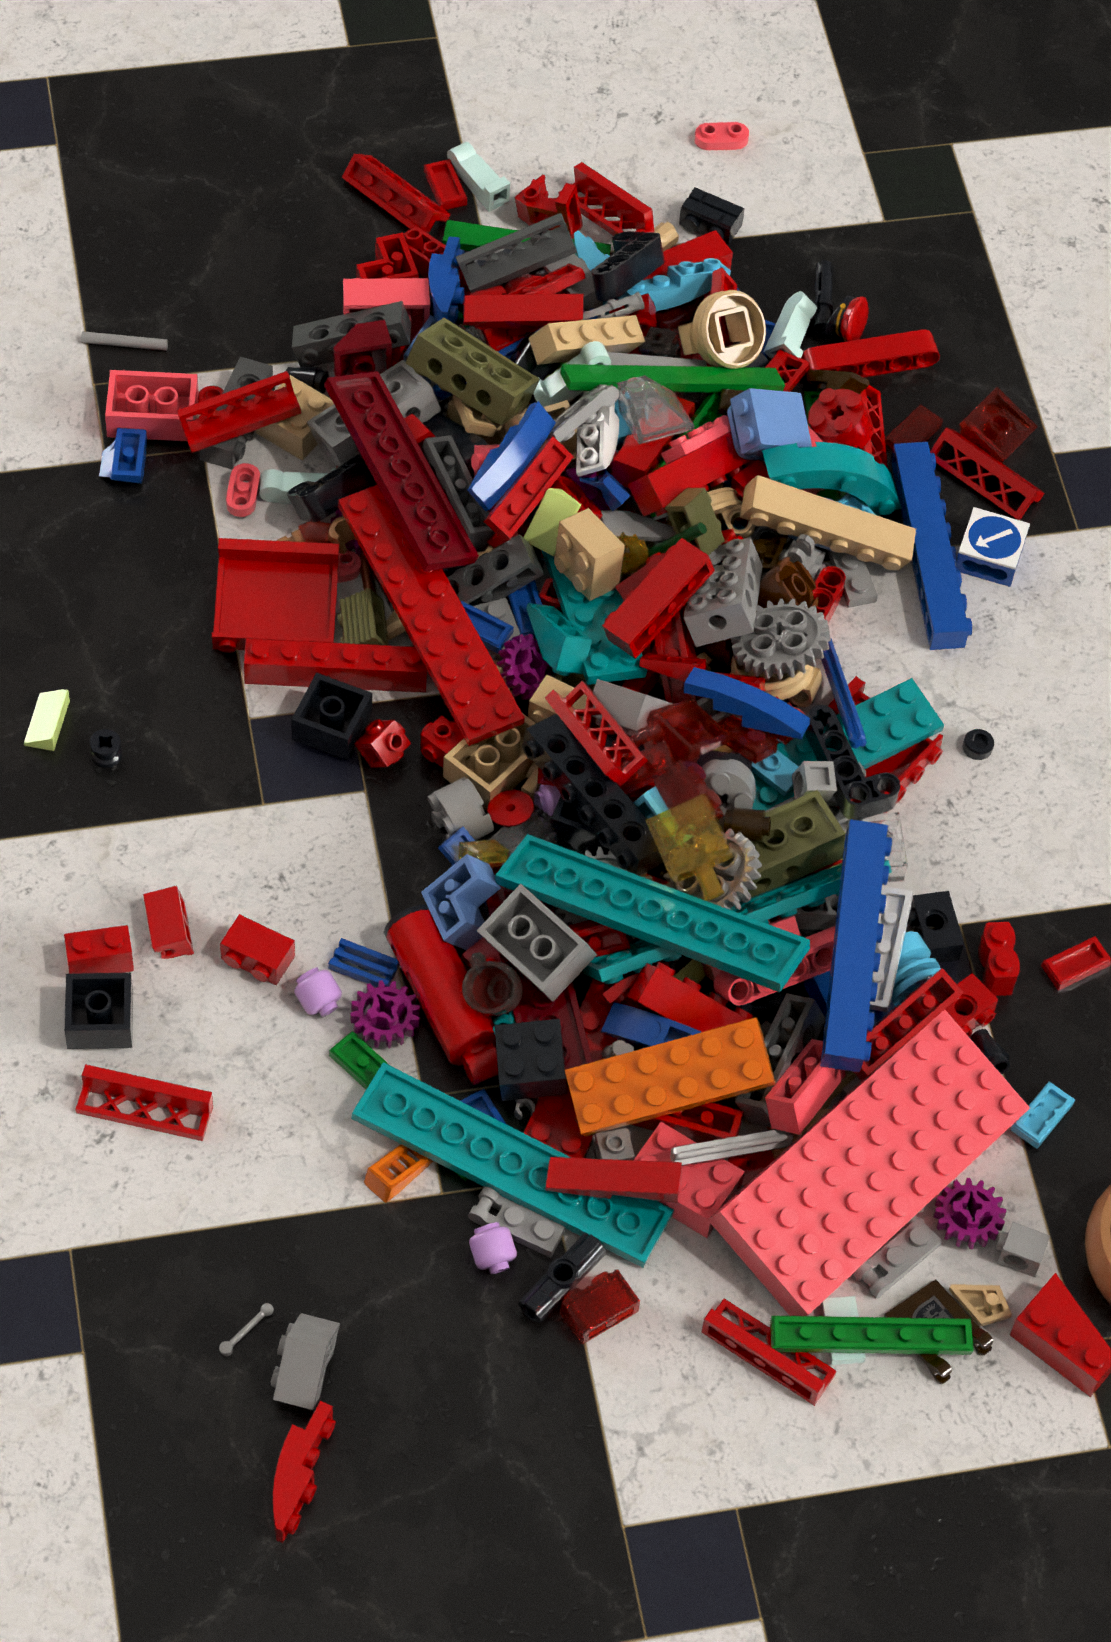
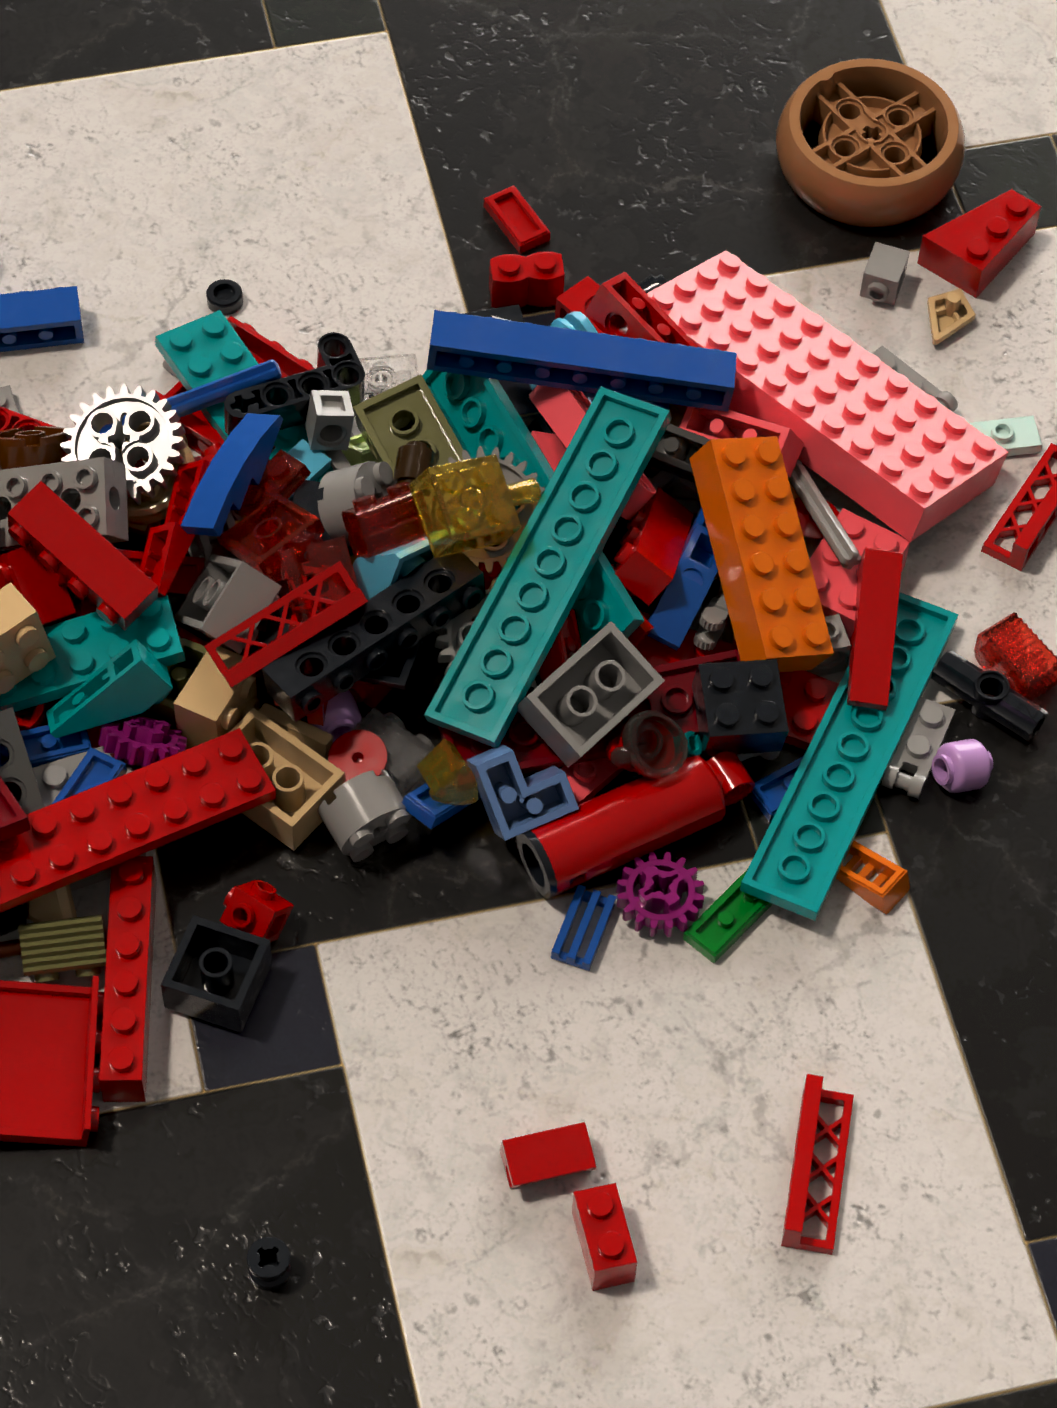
camera: 90 degrees left, 0 degrees up
(47, 720) = (219, 1348): yellowish green slope -> none
(99, 1010) = (698, 1223): black brick -> none
(257, 950) = (580, 1046): red brick -> none
(318, 992) = (637, 971): lavender head -> none
(439, 739) = (253, 842): red brick -> none
(871, 1335) = (1013, 405): green tile -> none
(936, 1302) = (980, 359): dark brown flag -> none
(958, 1219) = (853, 313): magenta gear -> none
(1044, 1115) = (704, 243): medium azure plate -> none

